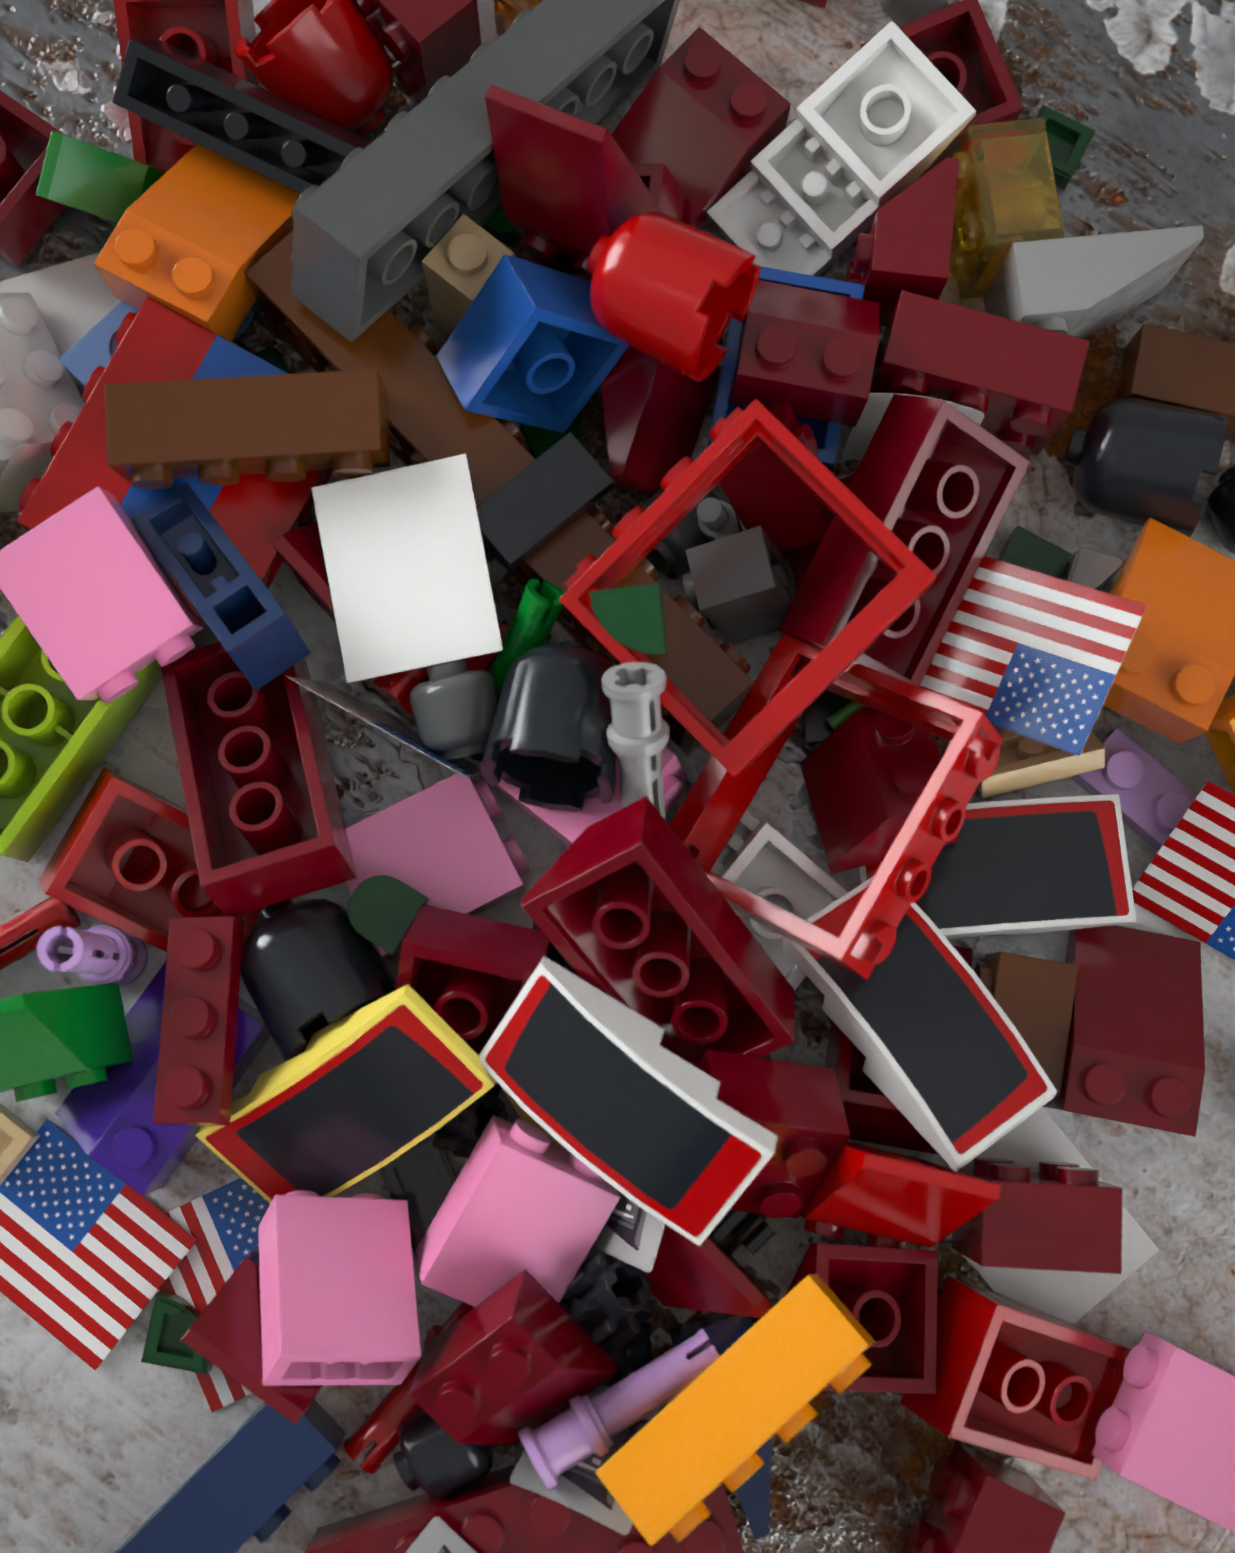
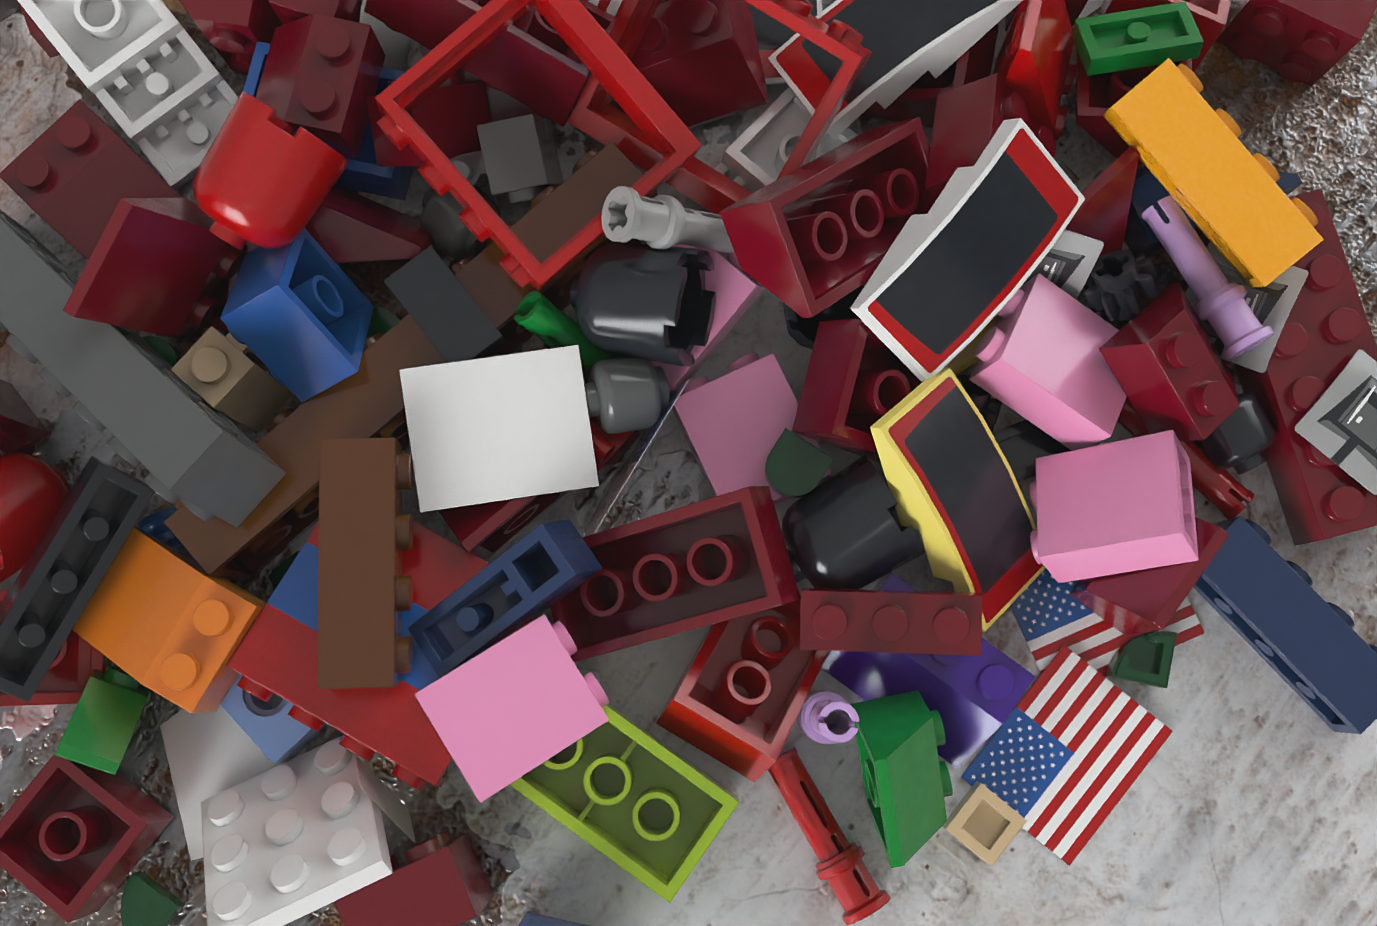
camera: 80 degrees left, 0 degrees up
(633, 617) = (561, 217): dark green tile -> none
(920, 1320) = (1137, 38): none -> green plate

